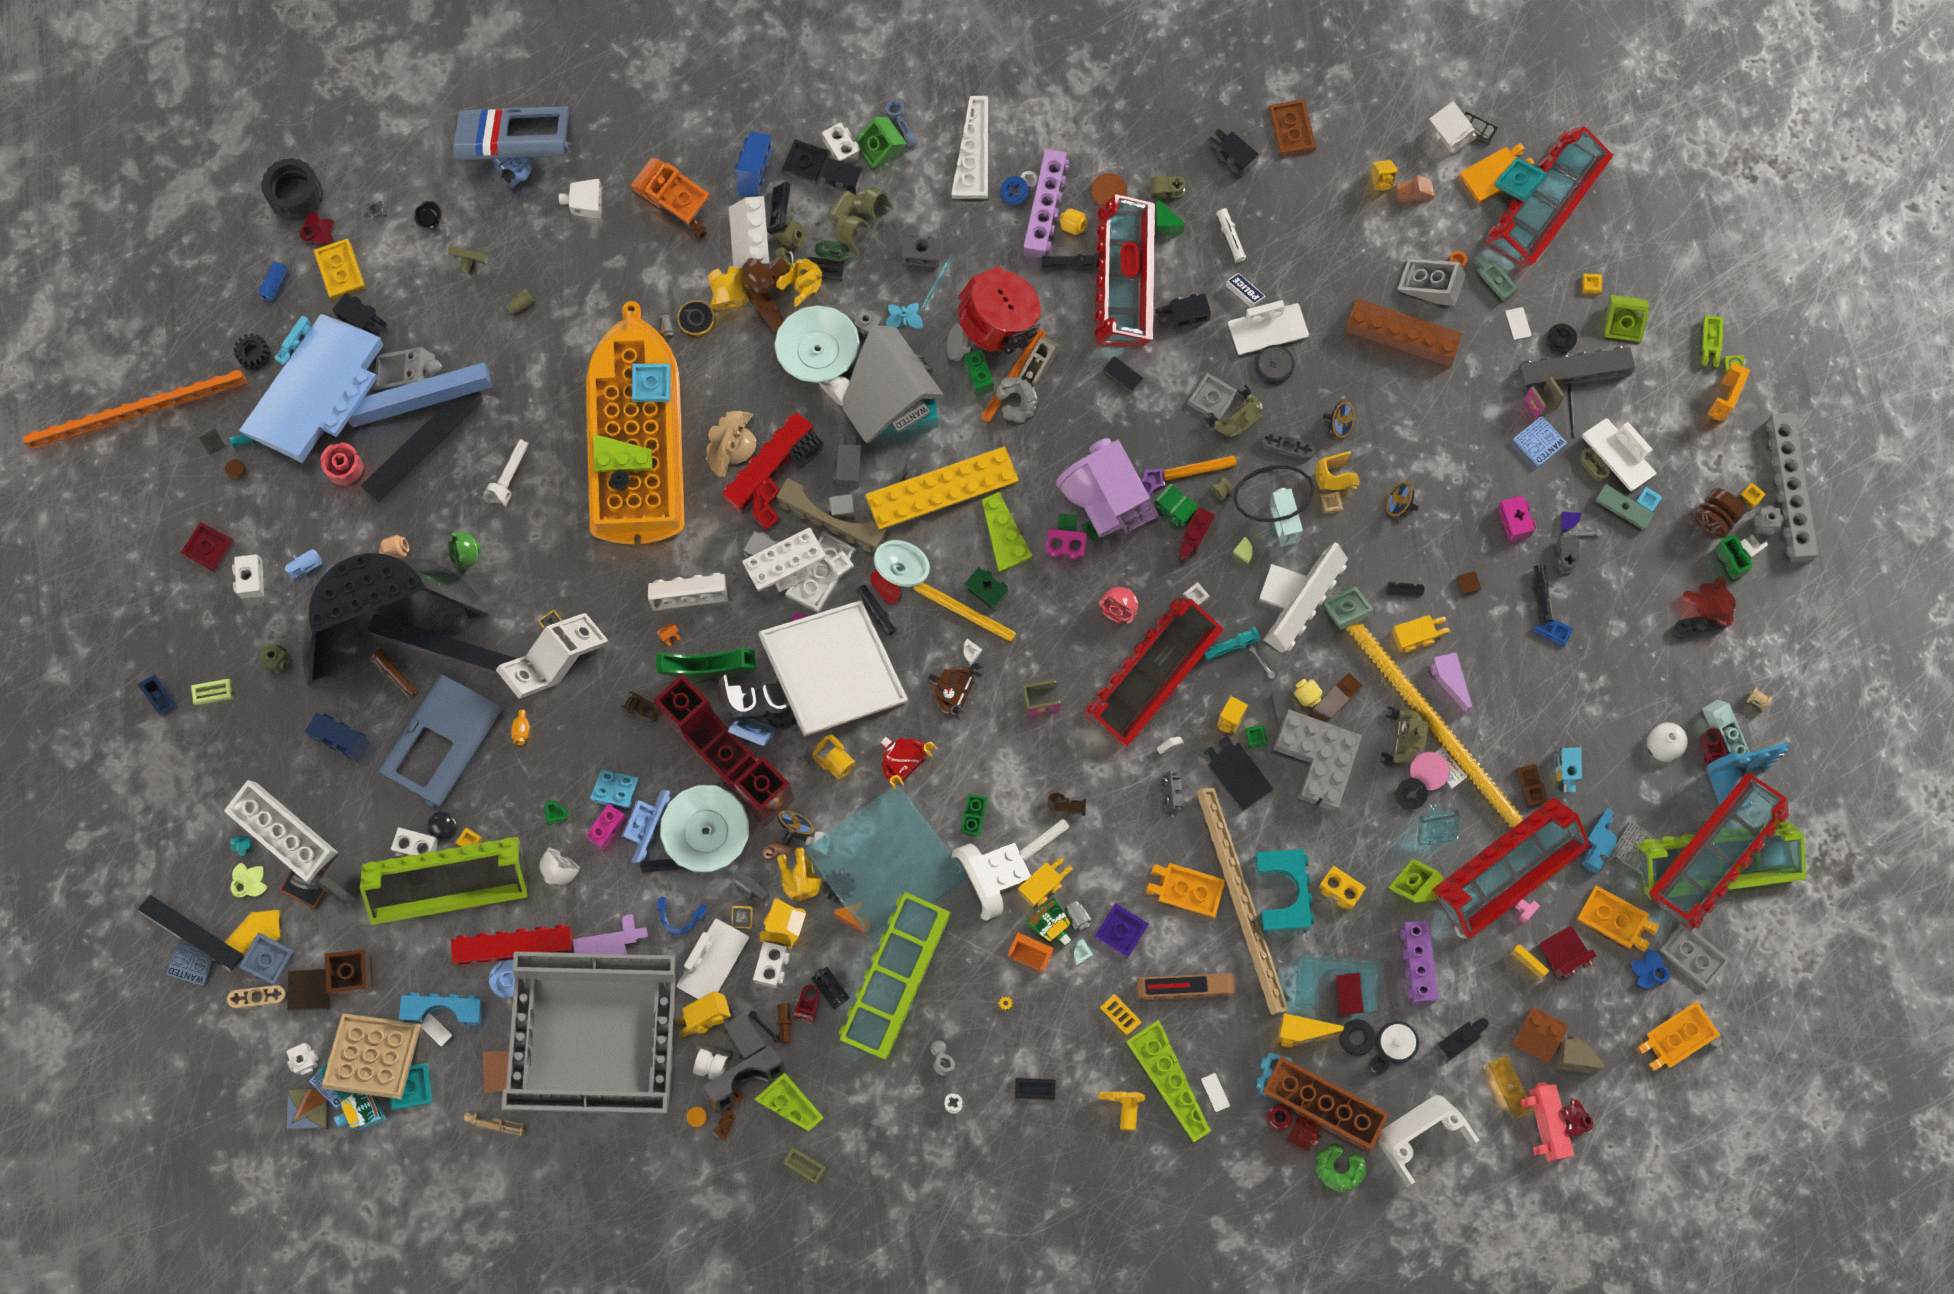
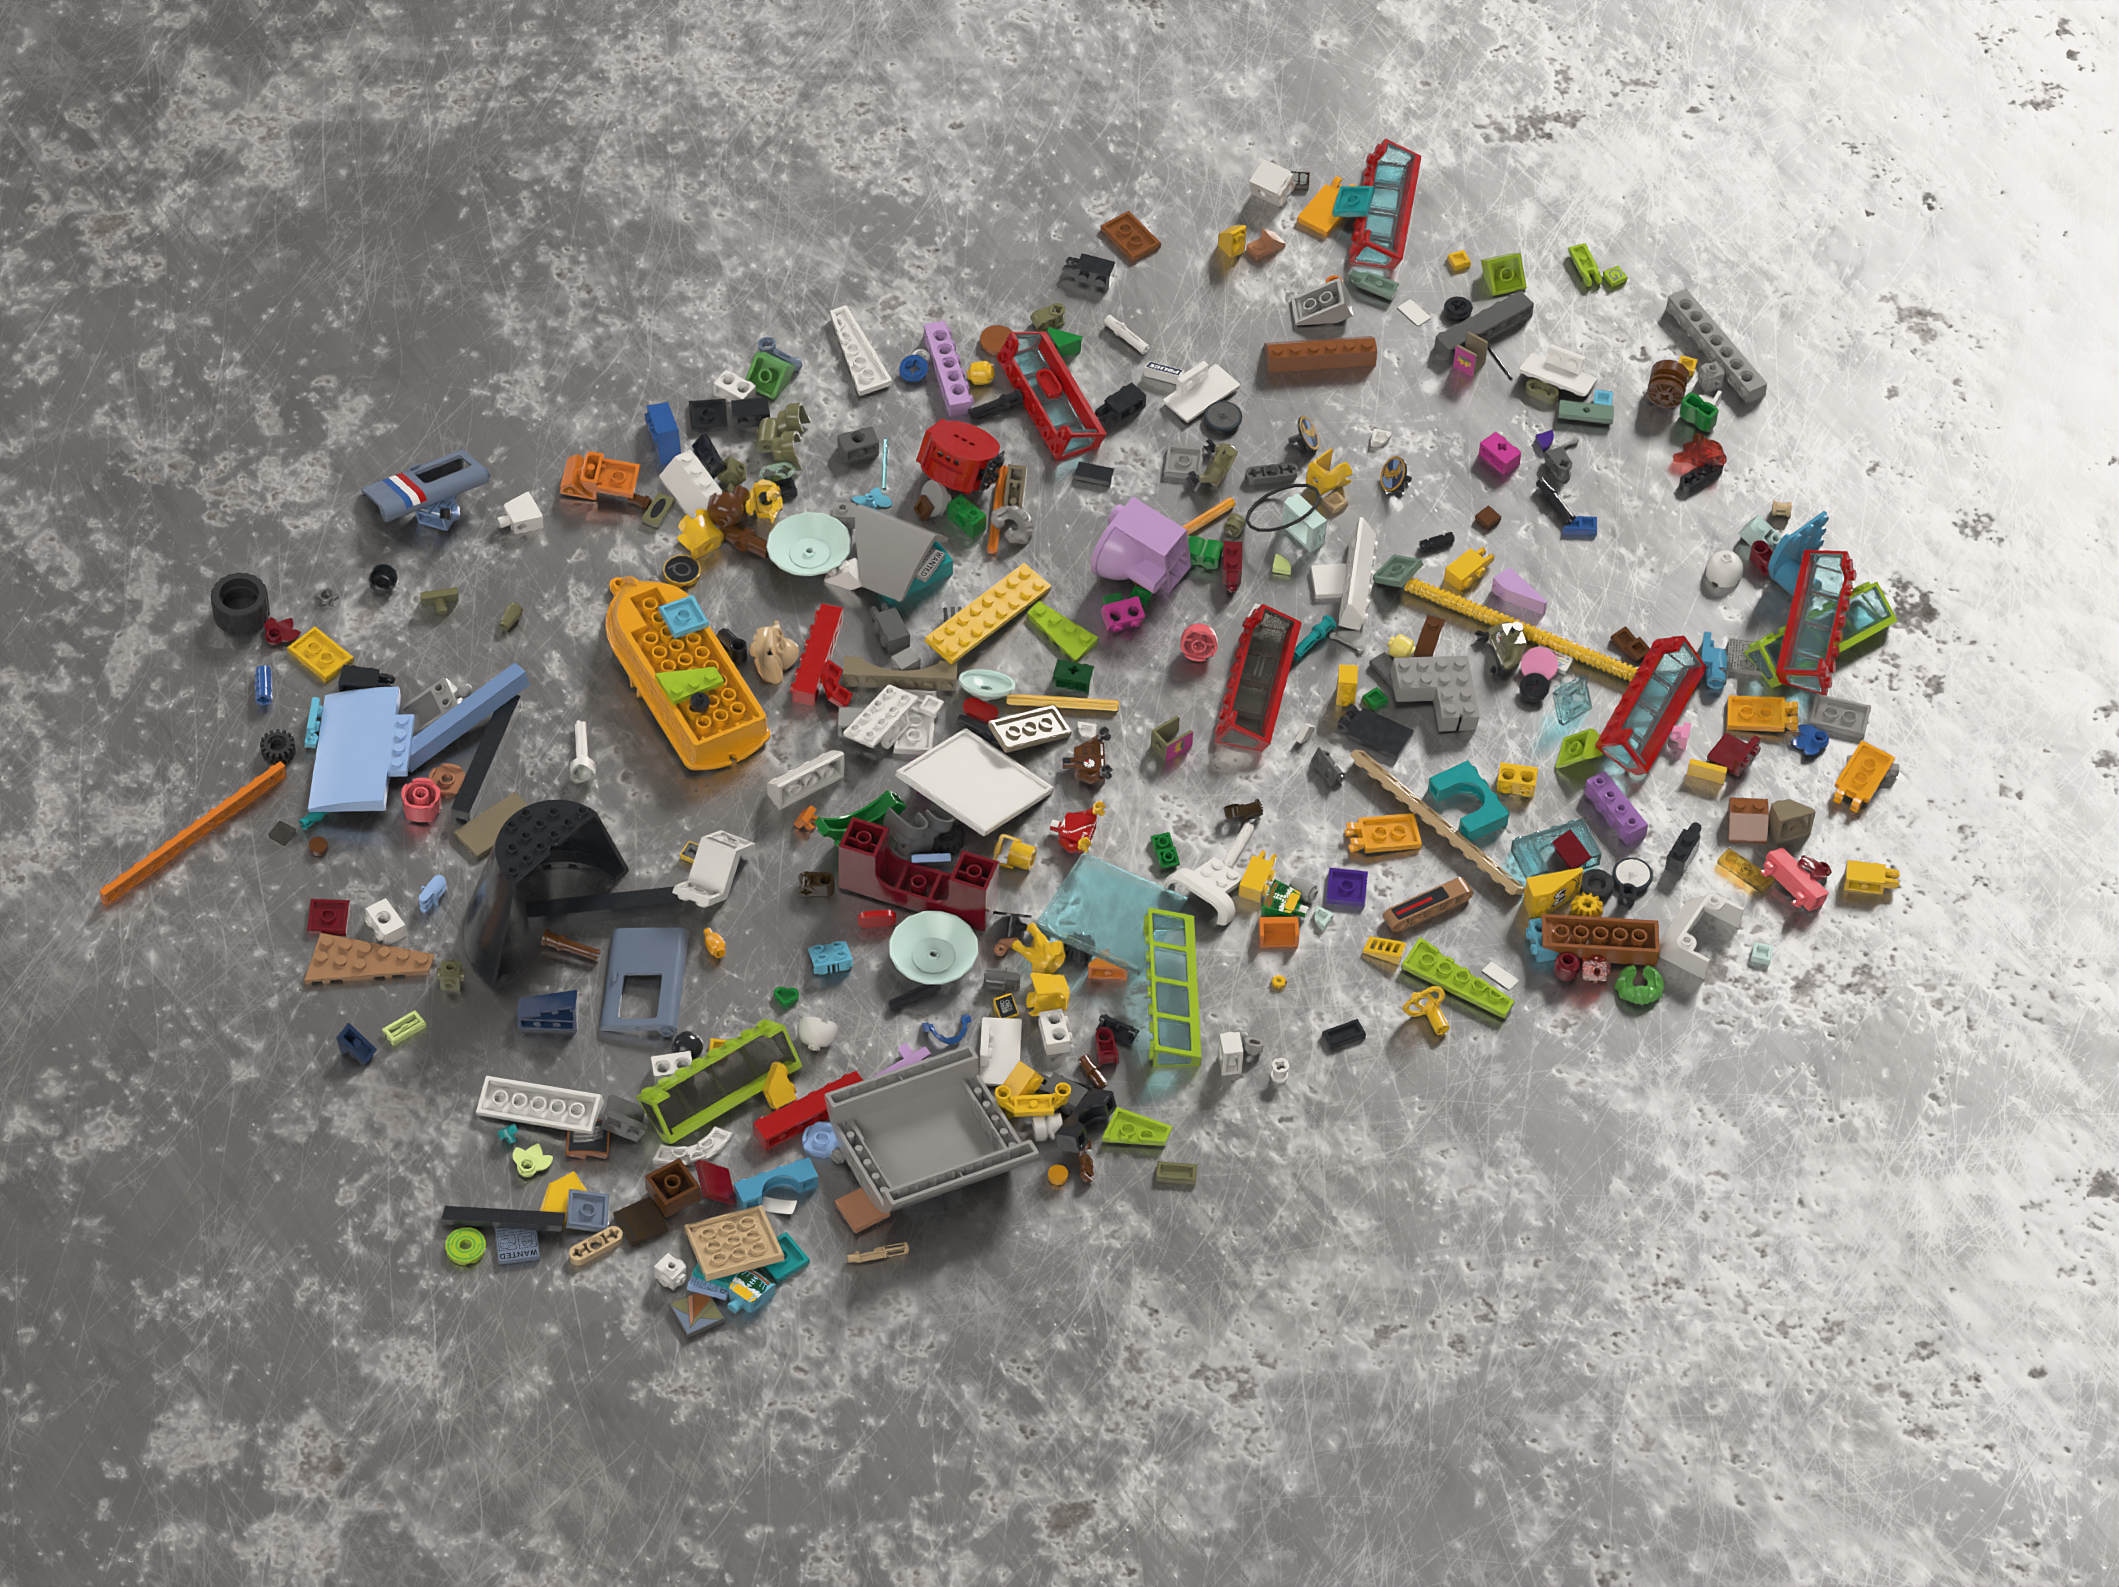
camera: 30 degrees left, 20 degrees down
(136, 941) = (465, 1236): none -> lime tile
(206, 602) = (361, 960): none -> medium nougat wing
(374, 440) = (450, 771): none -> nougat tile
(387, 984) = (715, 1182): none -> dark red tile
(392, 941) = (704, 1150): none -> white tile
(397, 516) = (483, 830): none -> dark tan tile
(491, 912) = (777, 1086): none -> yellow slope
(606, 827) = (841, 985): dark pink brick -> none
(642, 824) = (873, 970): light blue bracket -> none
(675, 769) = (876, 918): none -> red tile
(698, 418) = (734, 646): none -> black piece
(703, 1042) = (1032, 1104): none -> yellow plate
(708, 244) = (658, 510): none -> olive tile
(806, 448) = (847, 628): black tyre -> none
(914, 1067) = (1230, 1053): none -> white brick
(916, 628) = (1029, 728): none -> tile
(945, 346) = (923, 508): none -> reddish brown tile
(1339, 1066) = (1586, 906): none -> yellow gear
(1412, 449) = (1380, 437): none -> white tile
(1477, 1186) = (1762, 953): none -> light aqua tile
(1539, 441) = (1485, 391): light blue tile -> none
(1572, 760) = (1653, 614): medium azure torso -> none
(1624, 1151) = (1869, 877): none -> yellow hinge
(1734, 378) = (1623, 284): light orange panel -> none

